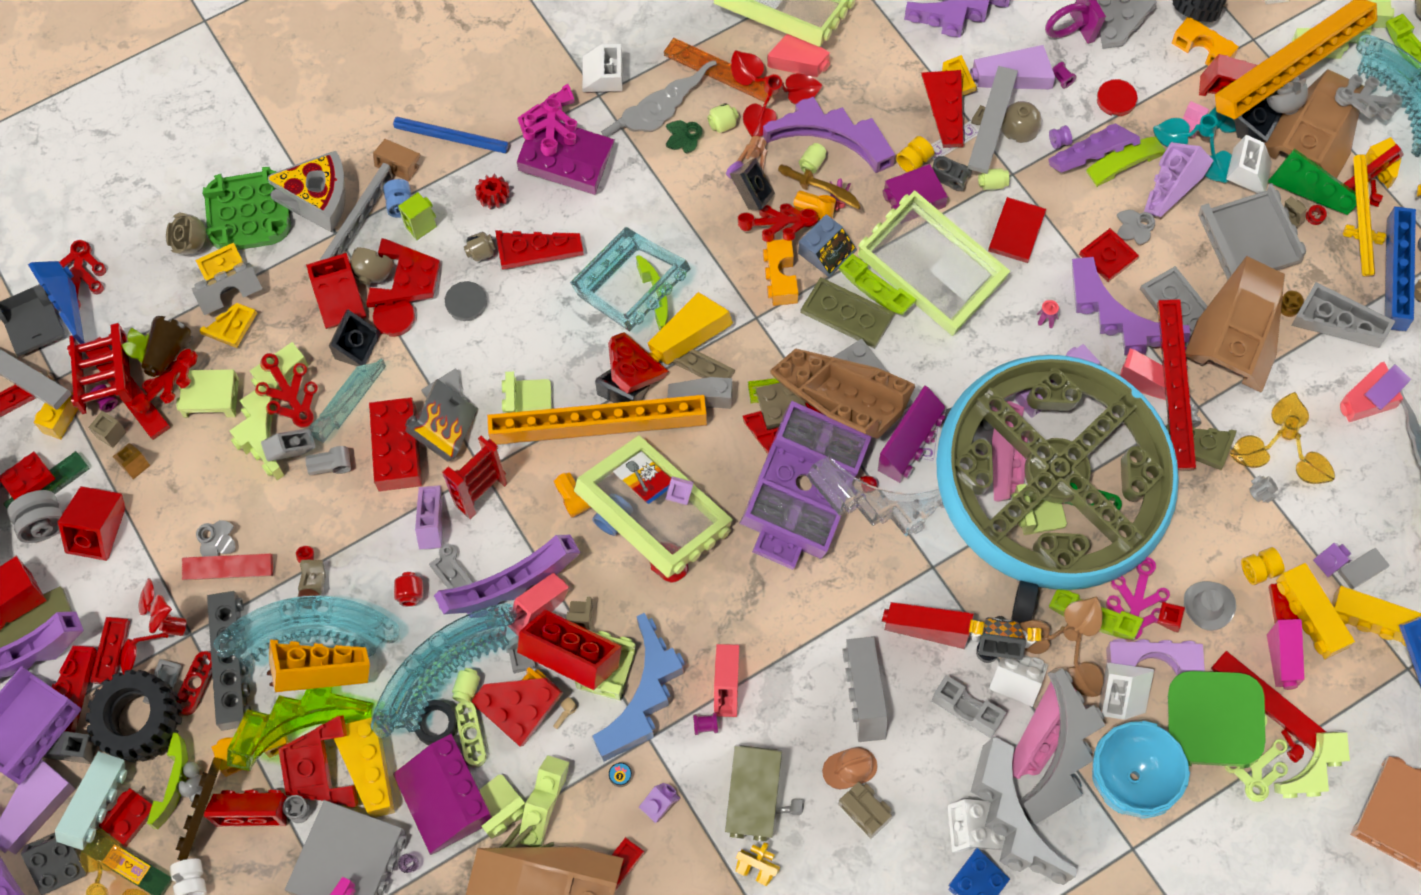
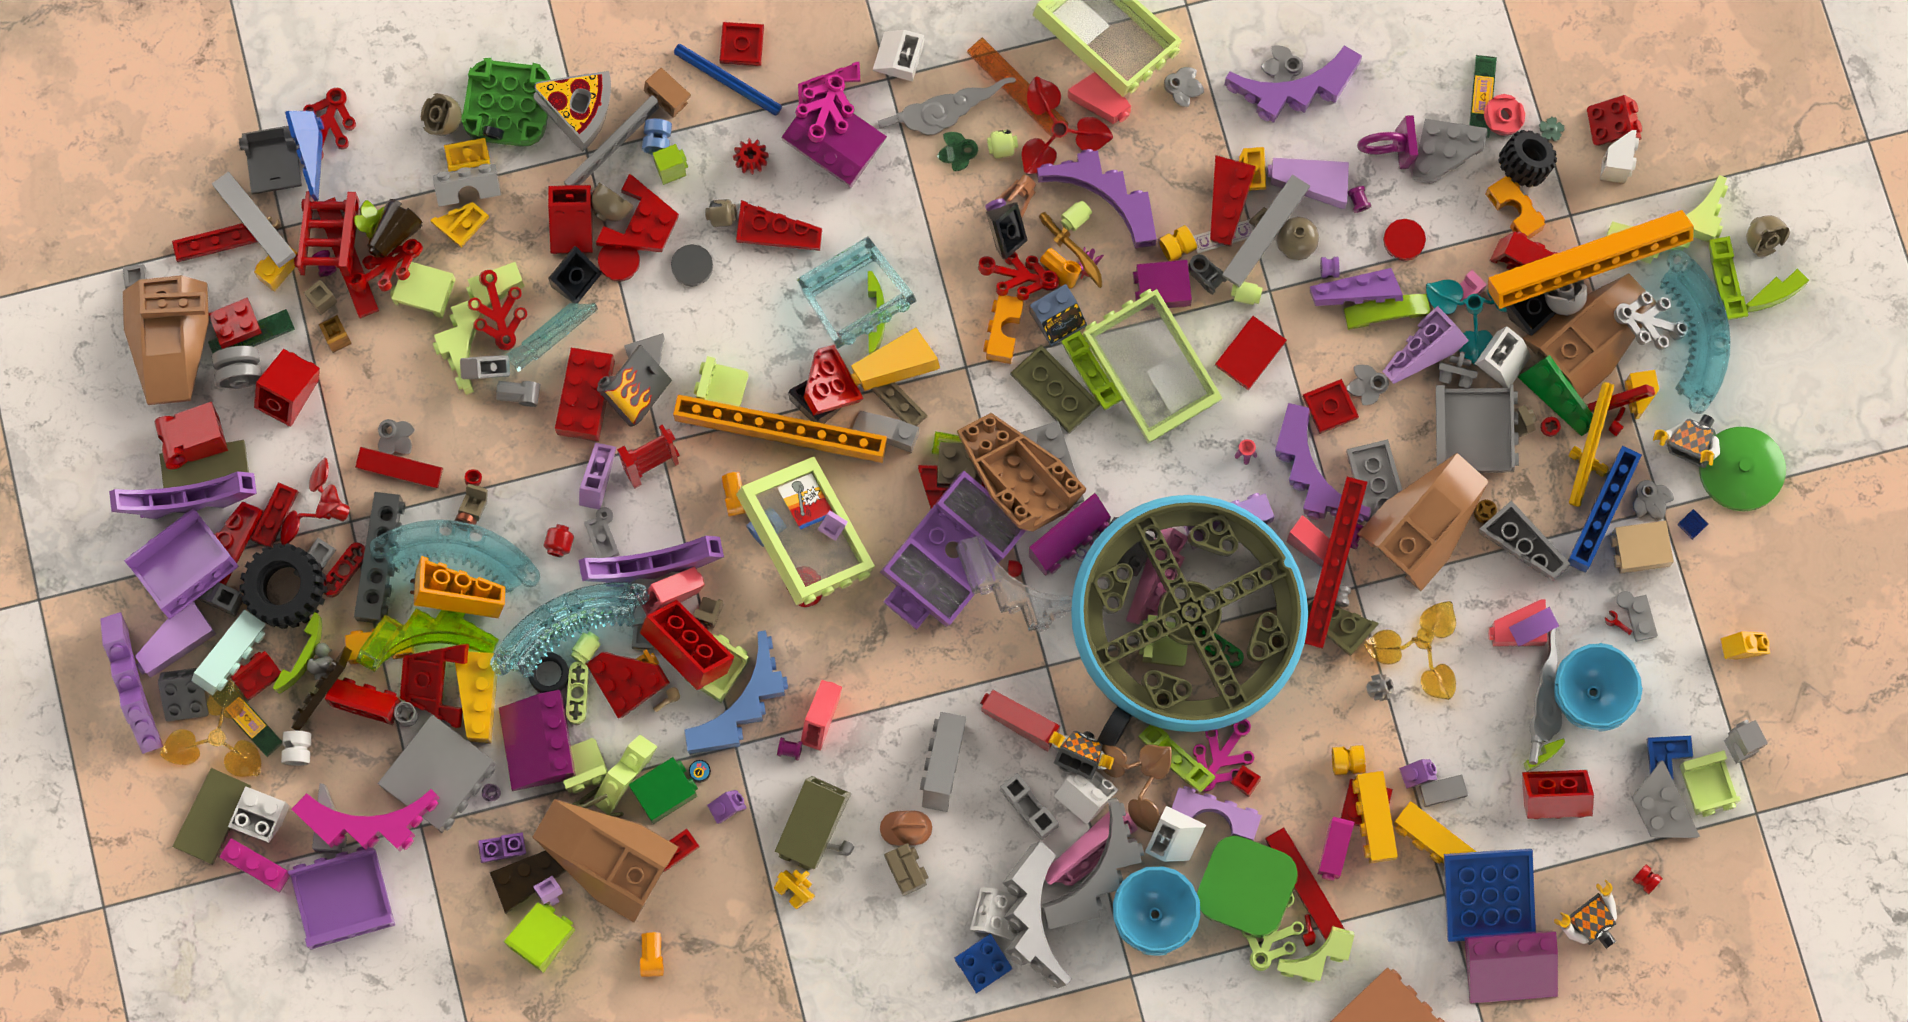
camera: 15 degrees right, 10 degrees up
(240, 236) = (493, 133): none -> black tile
(454, 102) = (741, 44): none -> red tile
(589, 804) = (664, 789): none -> green brick
(868, 28) = (1186, 87): none -> light grey plate
(1209, 605) = (1286, 780): light grey hat -> none
(1222, 191) = (1447, 371): none -> light grey hips

